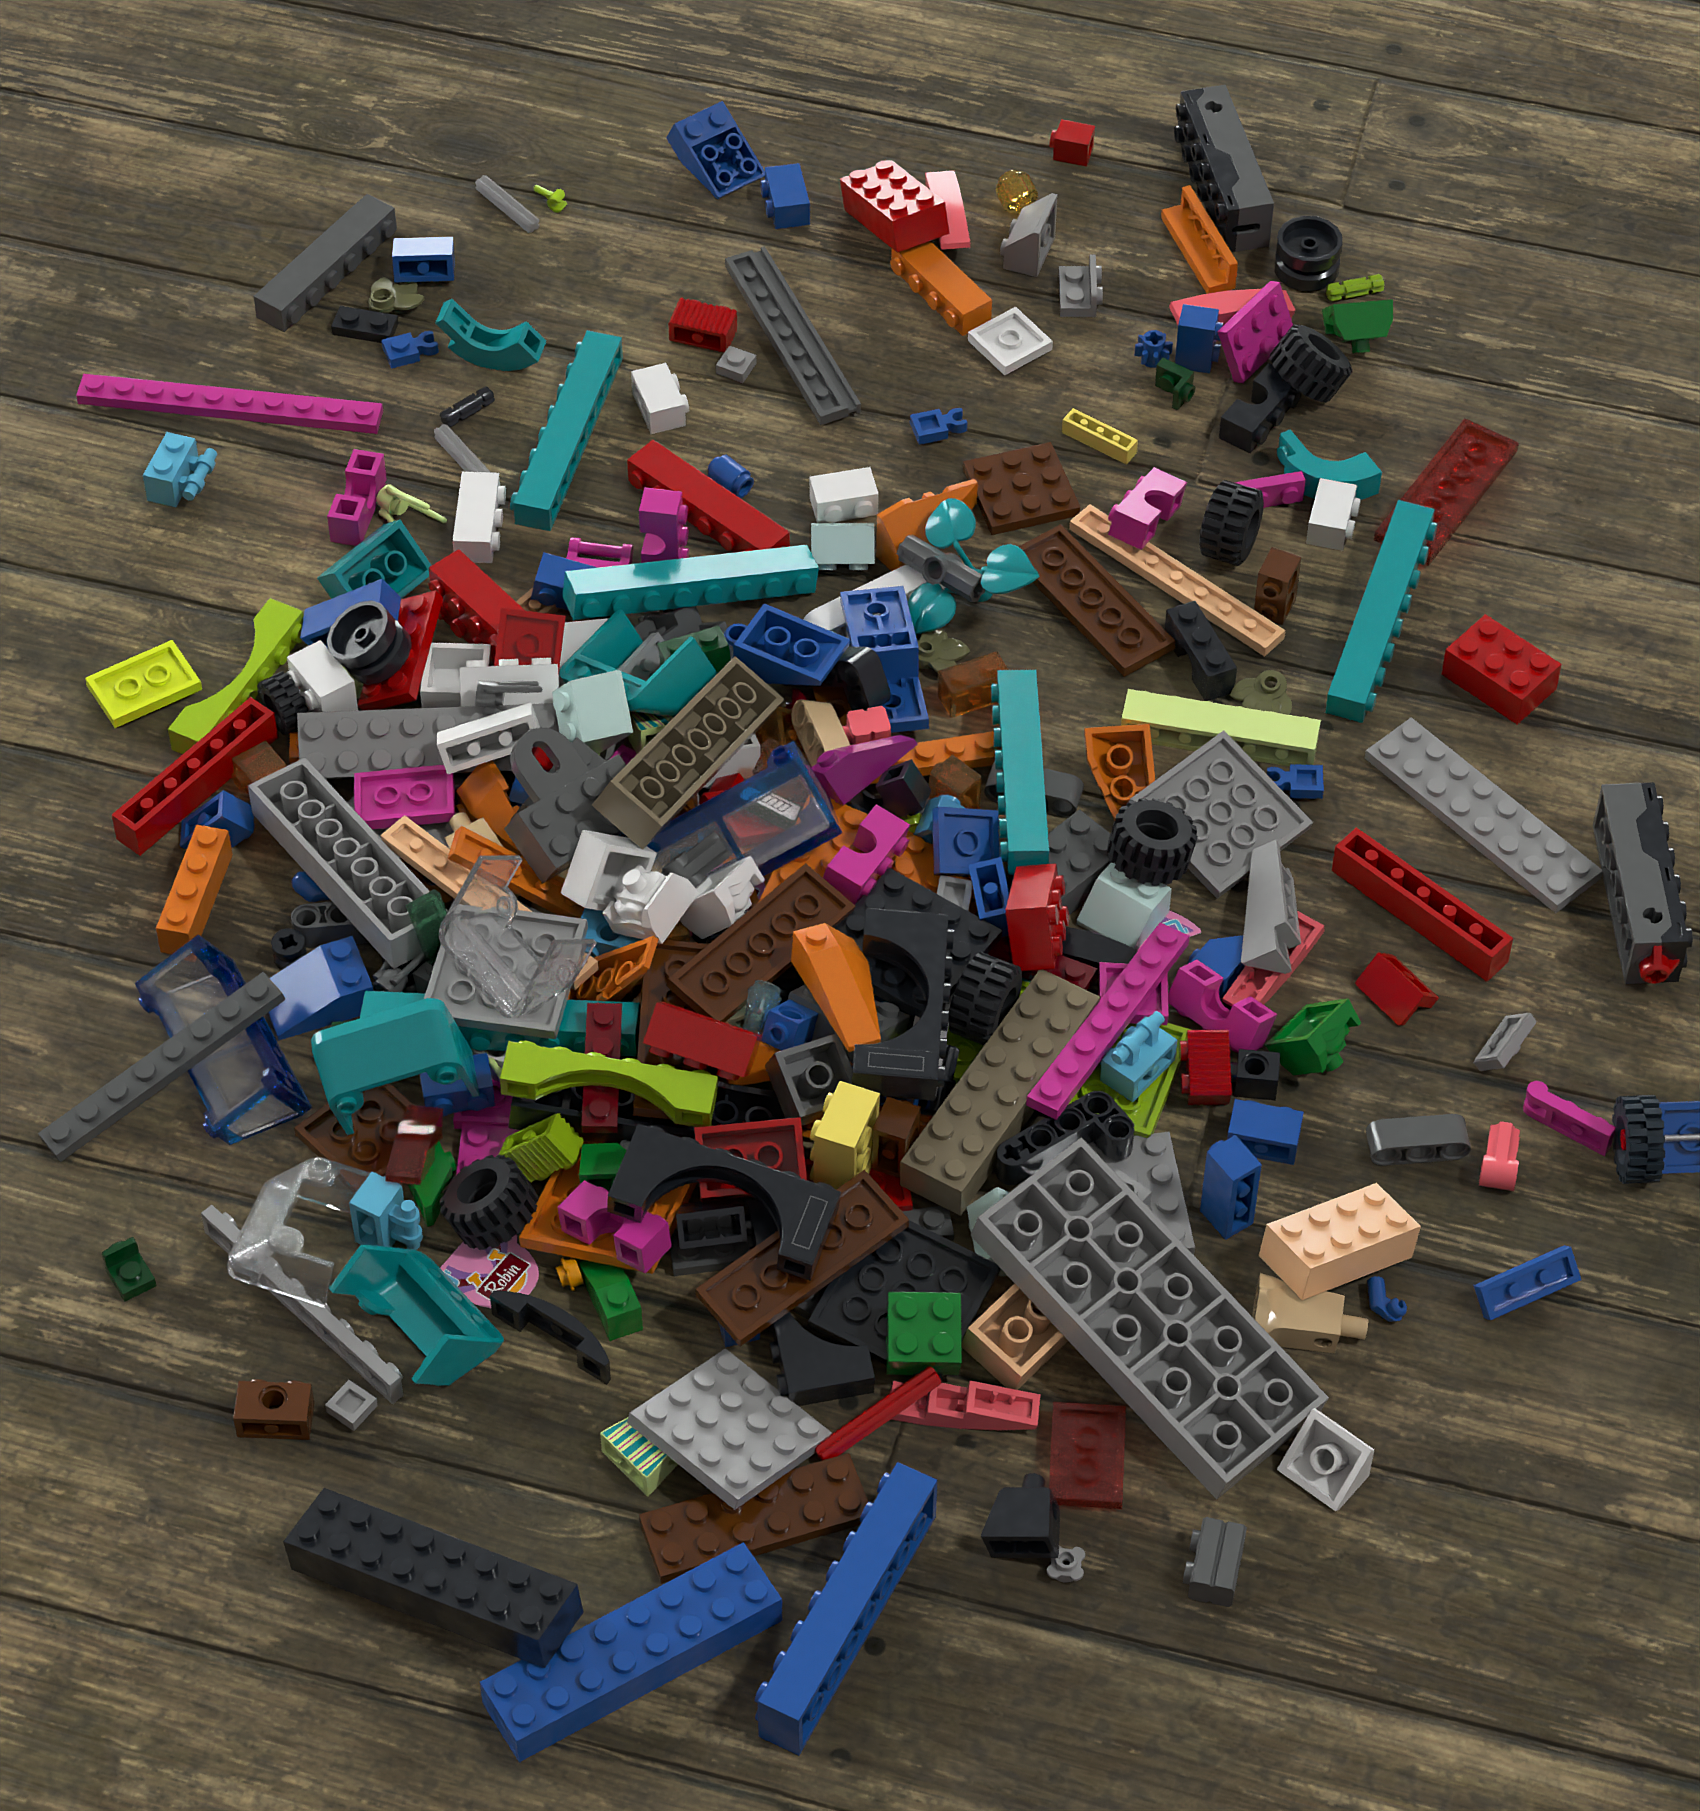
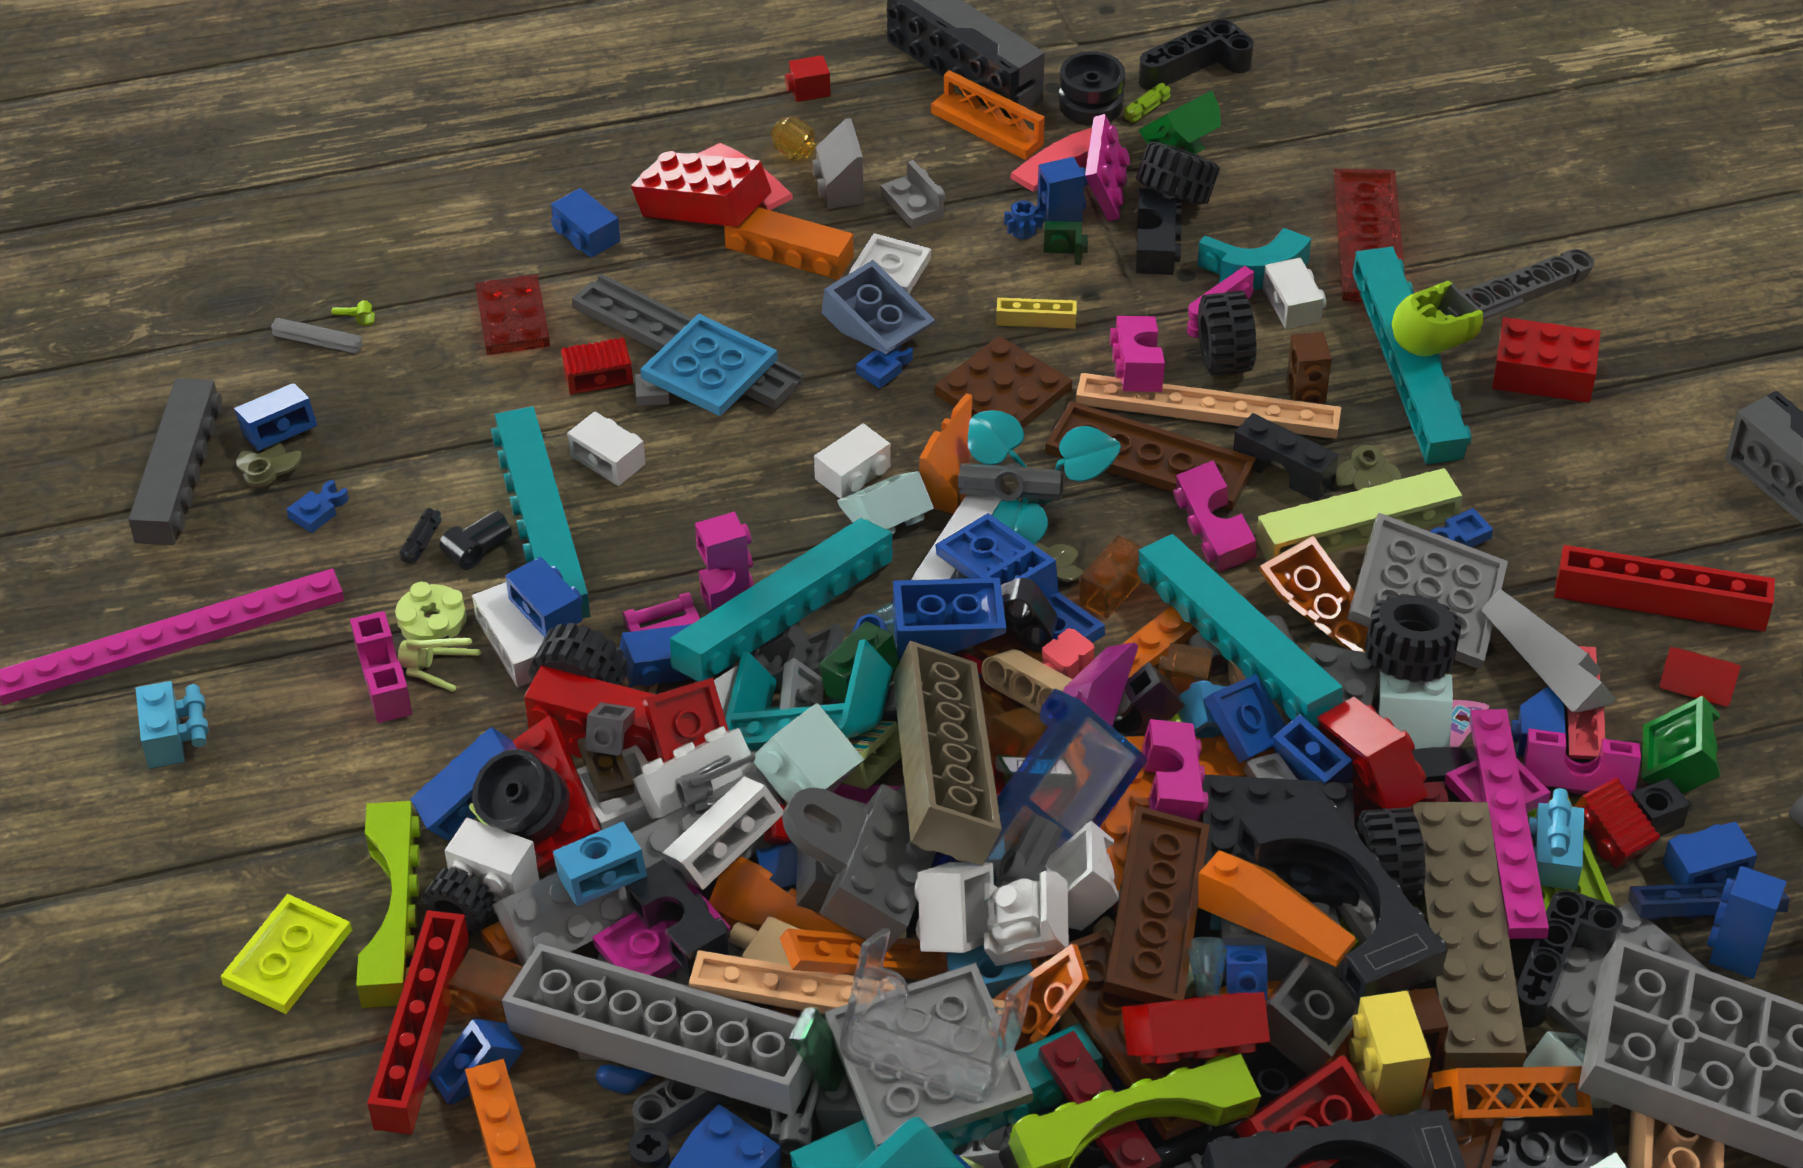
camera: 30 degrees left, 5 degrees down
(364, 324) = (255, 503): black plate -> none
(378, 717) = (600, 863): none -> dark azure brick
(386, 555) = (447, 721): teal slope -> none
(415, 767) = (667, 897): none -> black arch
(430, 459) = (430, 598): none -> yellowish green plate
(450, 649) = (607, 773): none -> dark brown plate
(458, 450) = (423, 572): light grey axle -> none
(465, 616) = (607, 728): none -> flat silver bracket
(486, 346) = (406, 470): teal arch -> none
(494, 430) = (468, 545): none -> black piece
(499, 558) = (580, 652): none -> black tyre
(507, 497) = (543, 596): none -> blue brick
(673, 251) = (512, 314): none -> clear red plate
(709, 504) = (773, 528): red brick -> none
(715, 150) = (486, 210): blue slope -> none
(730, 475) = (730, 489): blue brick -> none
(786, 362) = (709, 364): none -> dark azure plate
(919, 1198) = (1521, 1083): none -> orange fence
(959, 373) = (874, 309): none -> sand blue slope
(1095, 649) = (1224, 540): none -> dark pink arch
(1194, 1143) = (1682, 900): none -> dark blue plate
(1393, 593) = (1449, 317): none -> piece
(1432, 257) = (1196, 50): none -> black beam
(1483, 815) = (1634, 490): light grey plate -> none

